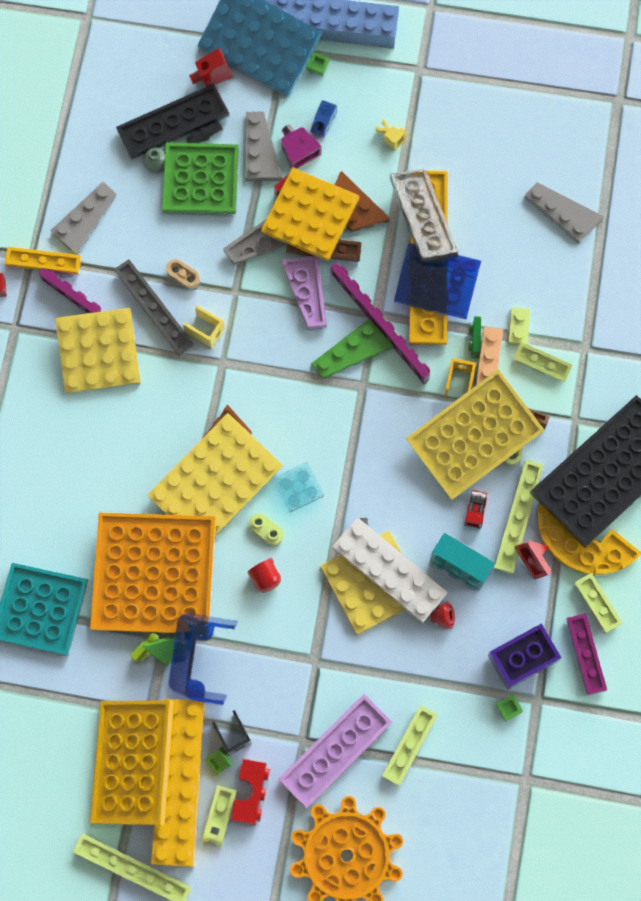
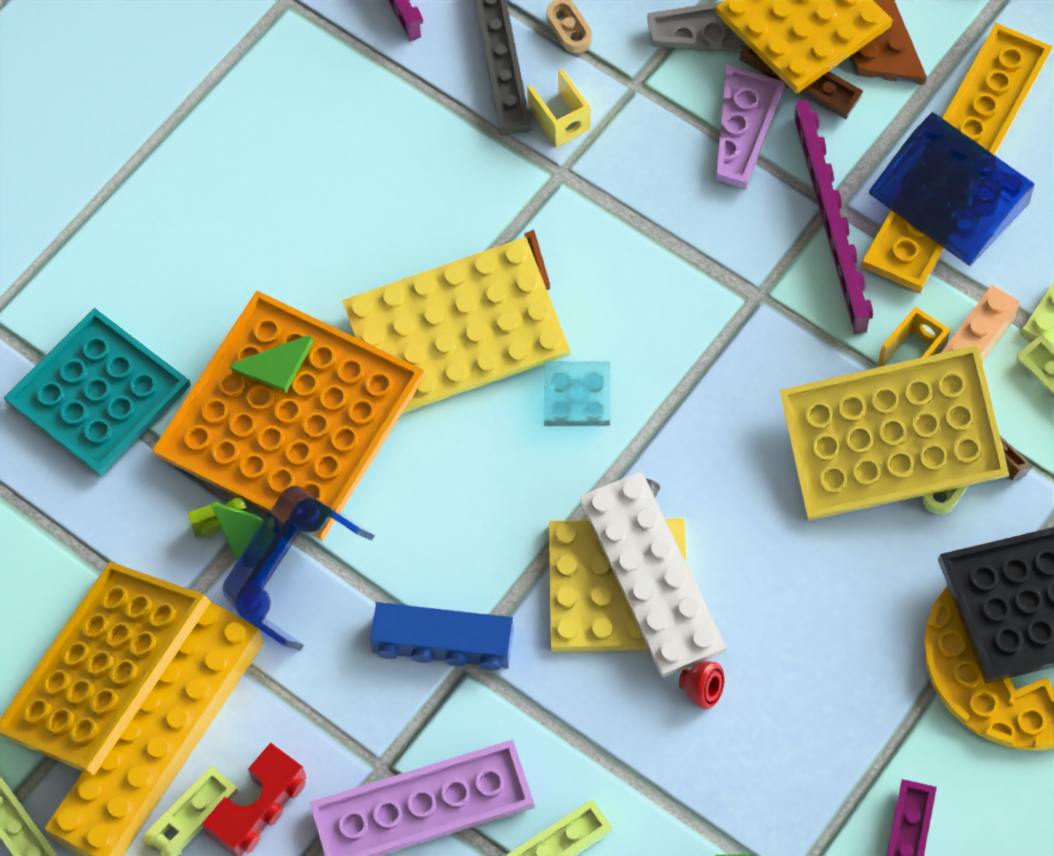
camera: 30 degrees right, 10 degrees down
(97, 350) = (385, 74): light yellow plate -> none
(134, 551) = (275, 366): none -> bright green tile
(219, 761) = (235, 732): bright green plate -> none
(247, 742) = (292, 722): black piece -> none
(265, 529) = (494, 431): yellowish green plate -> none
(265, 576) = (454, 494): red helmet -> none
(298, 655) = (442, 636): none -> blue brick
(357, 346) = (784, 234): bright green wing -> none
(423, 215) = (976, 84): clear smoke plate -> none
(461, 562) = (772, 612): teal brick -> none
(474, 345) = (976, 288): green plate -> none
(476, 509) = (838, 550): leg -> none
(518, 517) = (899, 594): yellowish green plate -> none
(524, 656) = (799, 803): dark purple brick -> none
(531, 555) = (891, 656): red slope -> none
(598, 603) = (965, 782): yellowish green plate -> none

